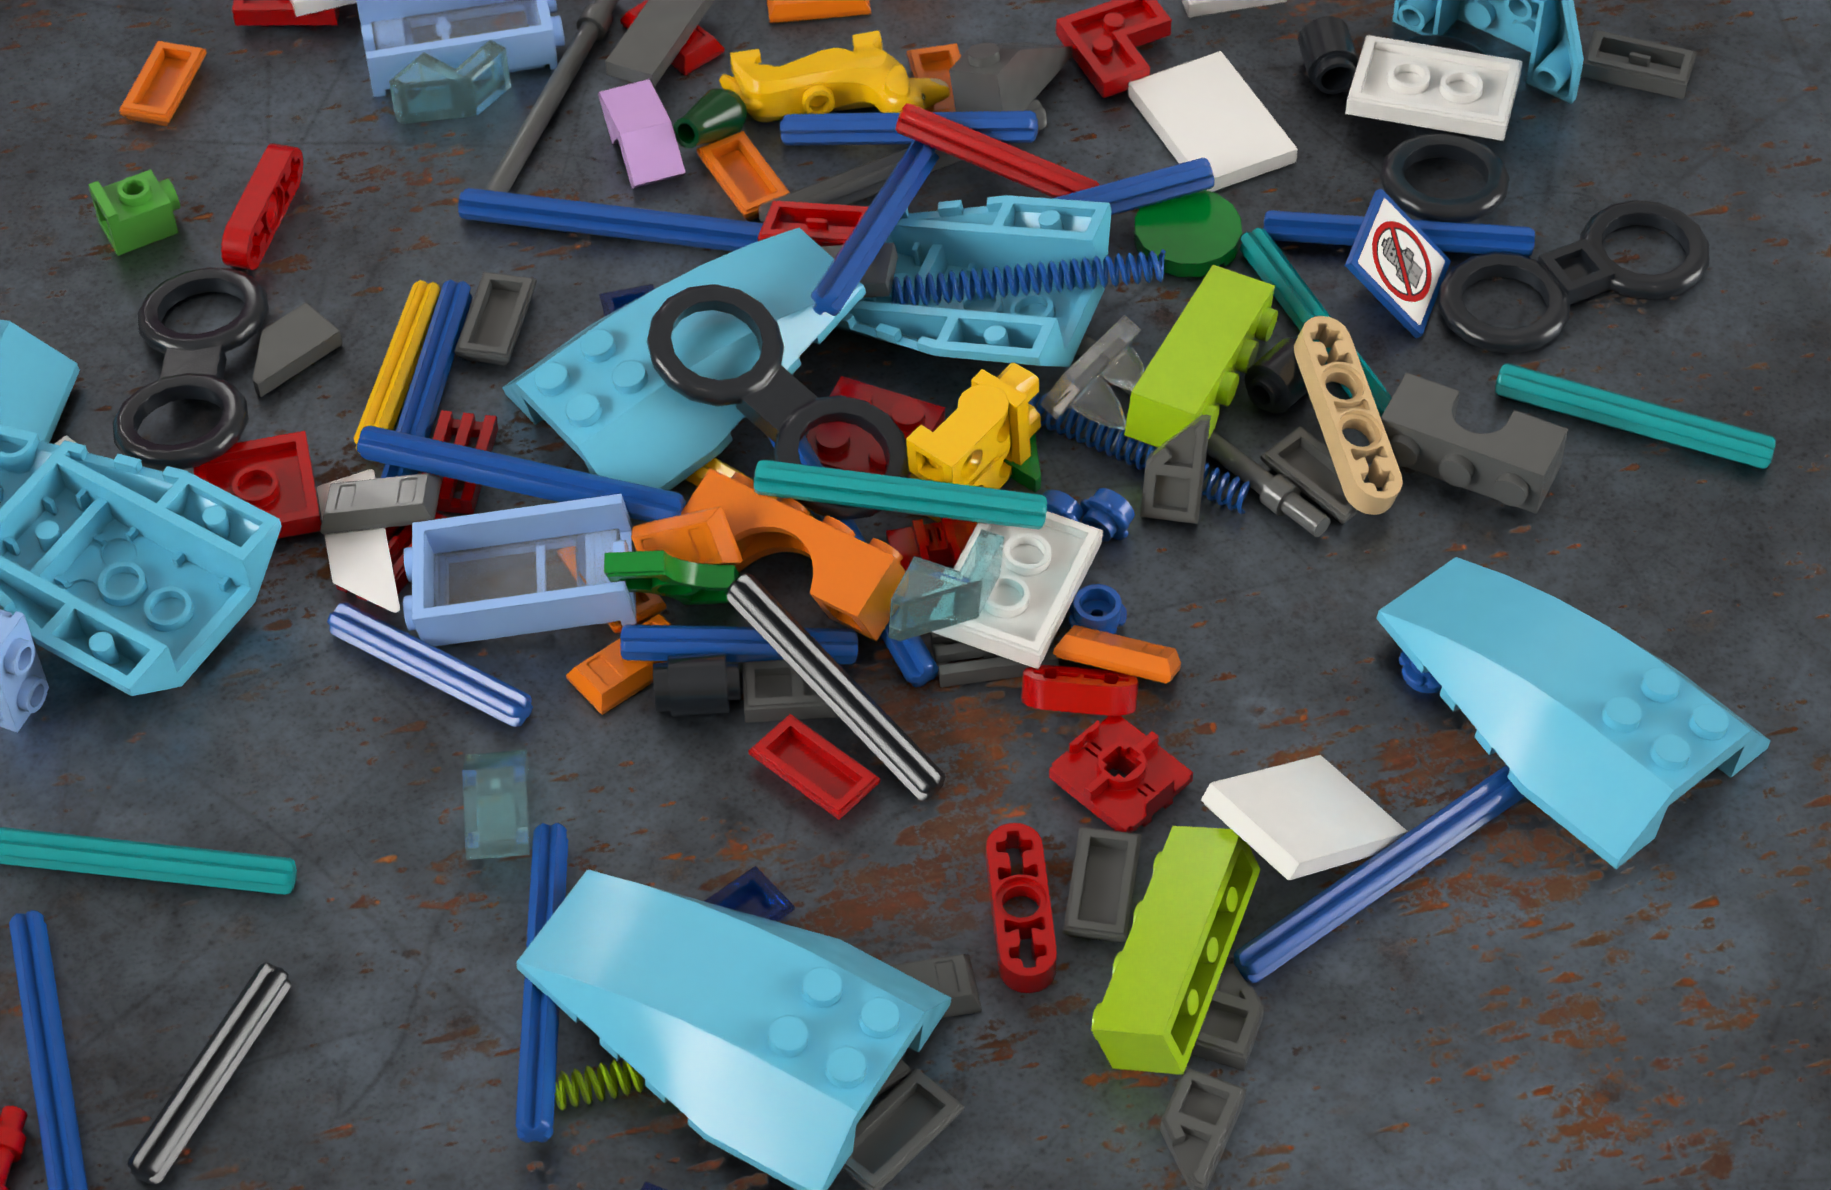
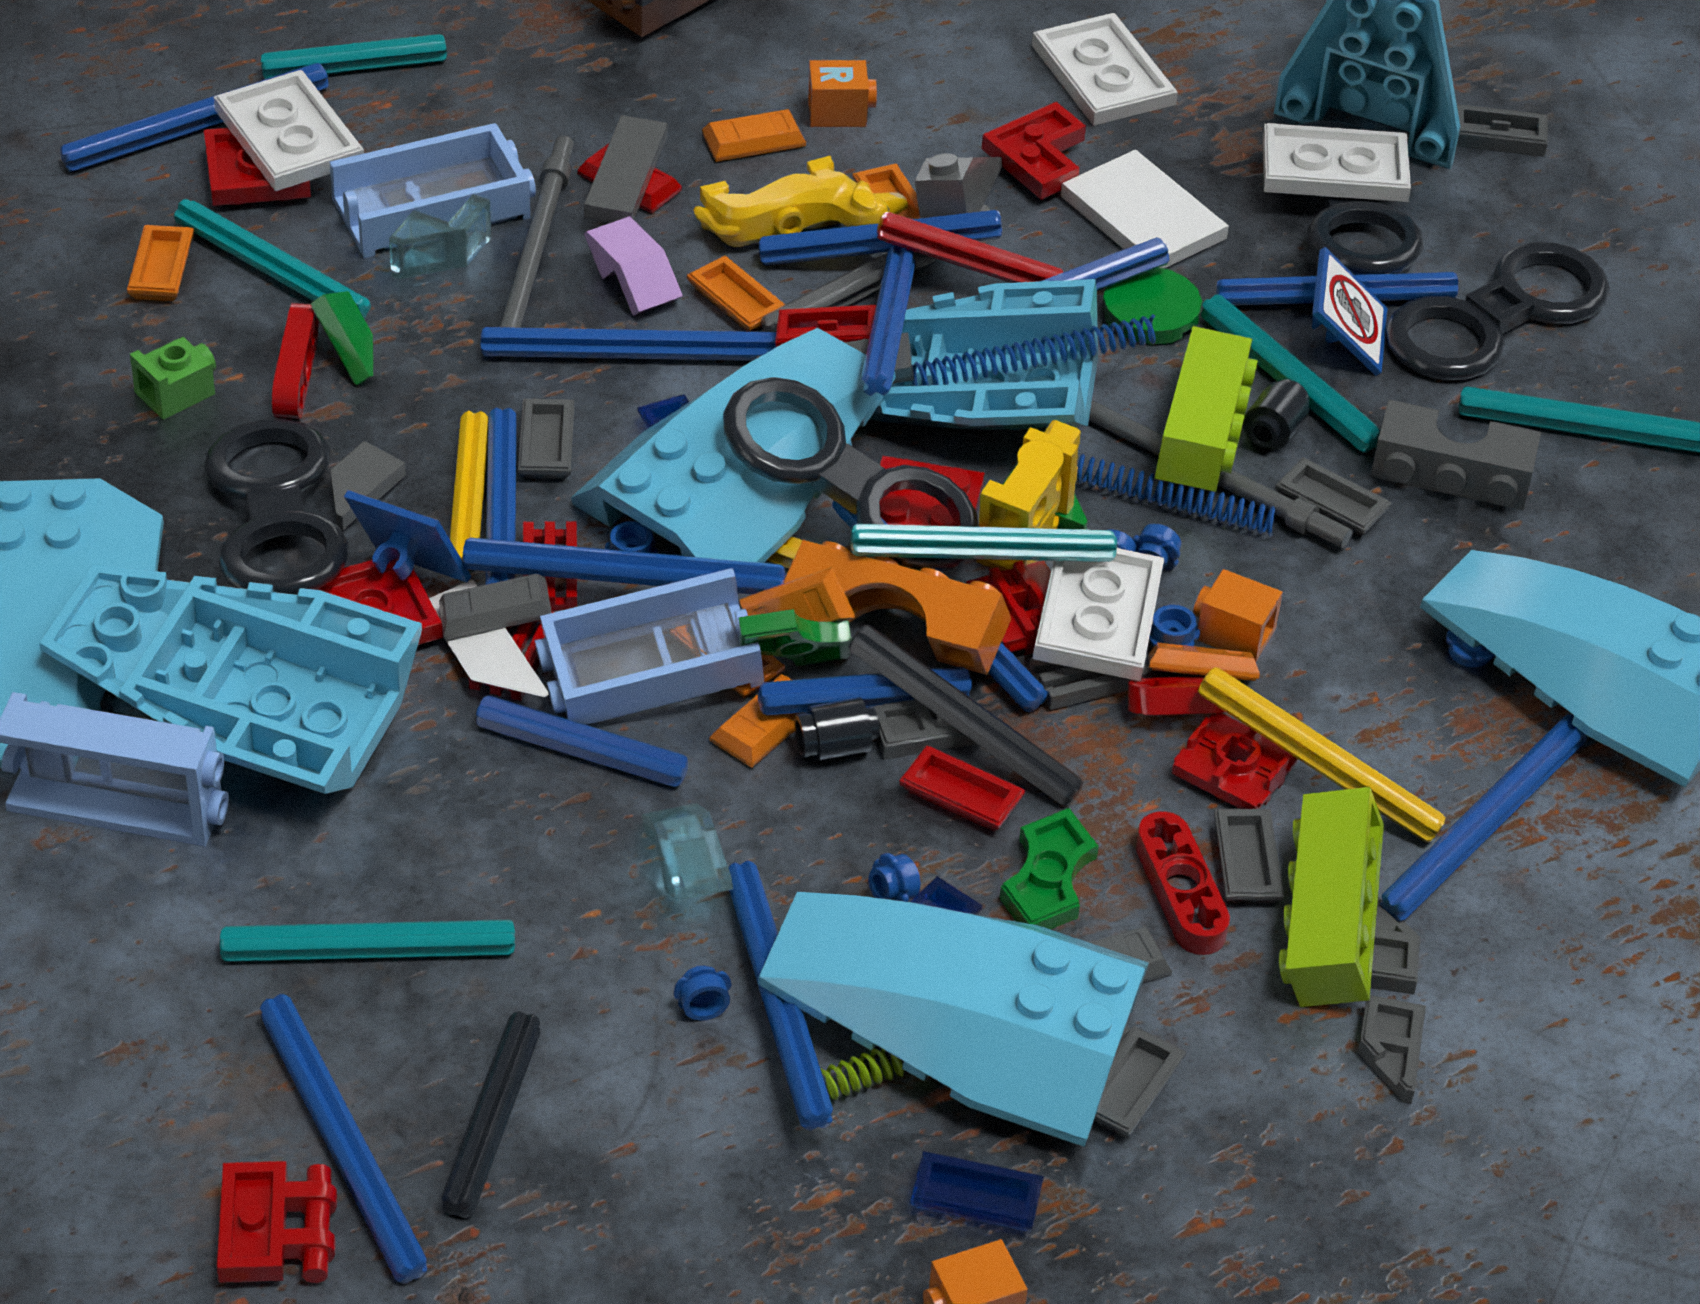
camera: 15 degrees left, 5 degrees down
(275, 93) = (261, 254): none -> teal axle
(299, 423) = (406, 536): none -> blue piece
(322, 179) = (347, 333): none -> green tile
(467, 966) = (703, 992): none -> blue plate
(545, 446) = (632, 537): none -> blue plate
(706, 865) = (894, 878): none -> blue plate
(712, 118) = (696, 245): dark green cone -> none
(867, 896) = (1043, 887): none -> green tile
(941, 597) = (1051, 621): clear light blue slope -> none
(1086, 389) = (1117, 429): clear tile -> none
(1171, 603) = (1237, 613): none -> orange brick
(1171, 744) = (1320, 753): none -> yellow axle
(1177, 474) = (1212, 505): dark grey tile -> none
(1302, 816) = (1412, 773): white tile -> none
(1328, 54) = (1233, 144): black brick -> none
(1354, 413) = (1375, 487): tan beam -> none

